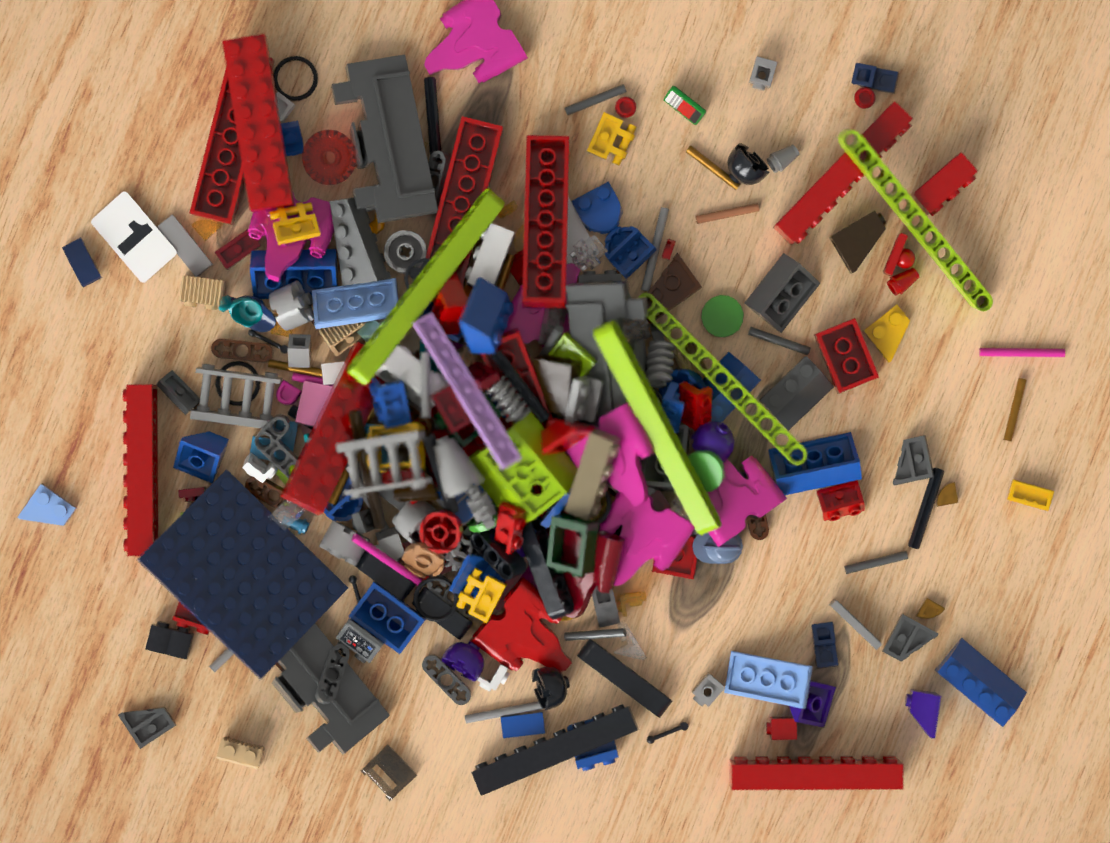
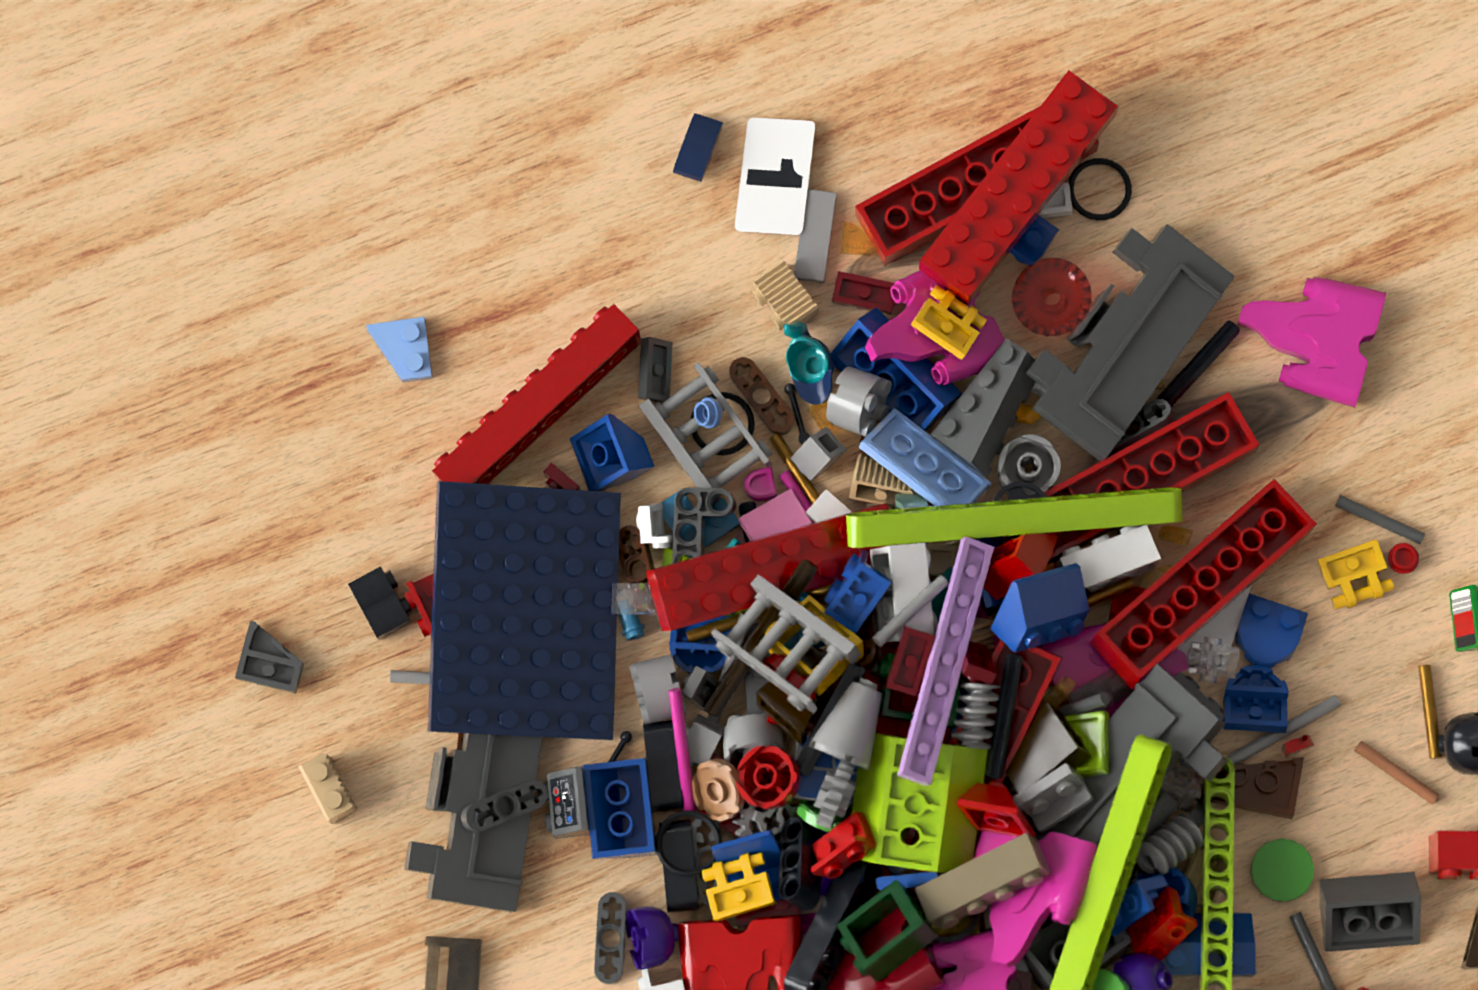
camera: 55 degrees right, 10 degrees down
(227, 388) = (708, 413): none -> medium blue plate
(533, 342) = (1061, 691): none -> clear yellow tile

